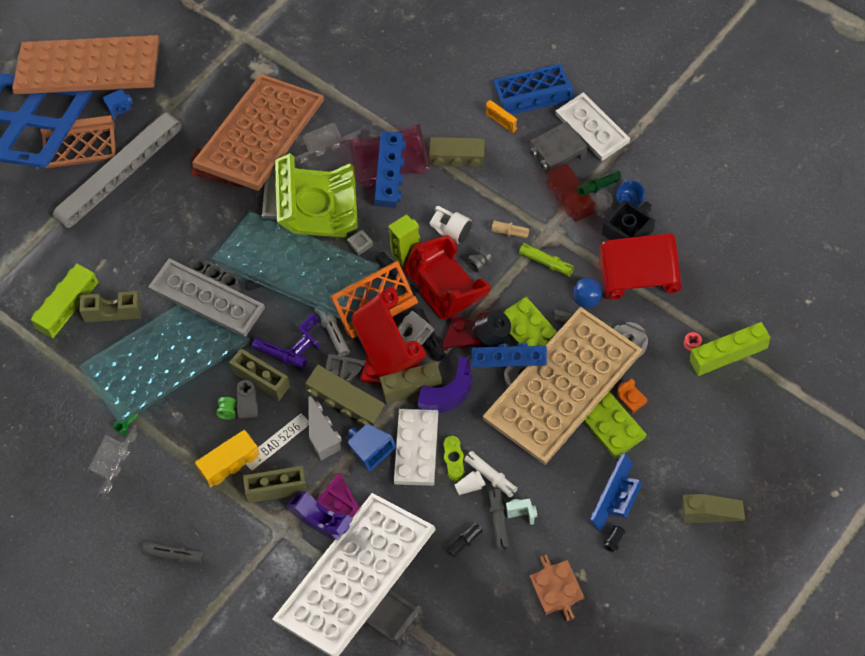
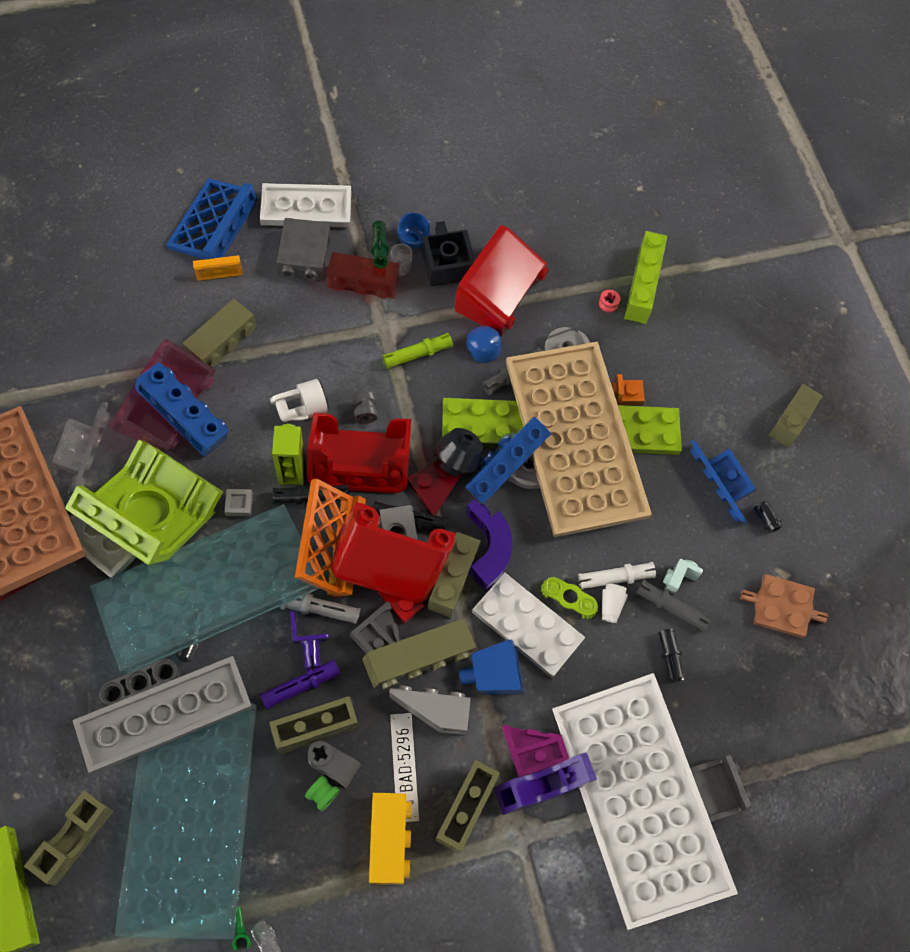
camera: 65 degrees left, 5 degrees up
(509, 229) = (353, 356): tan axle -> none

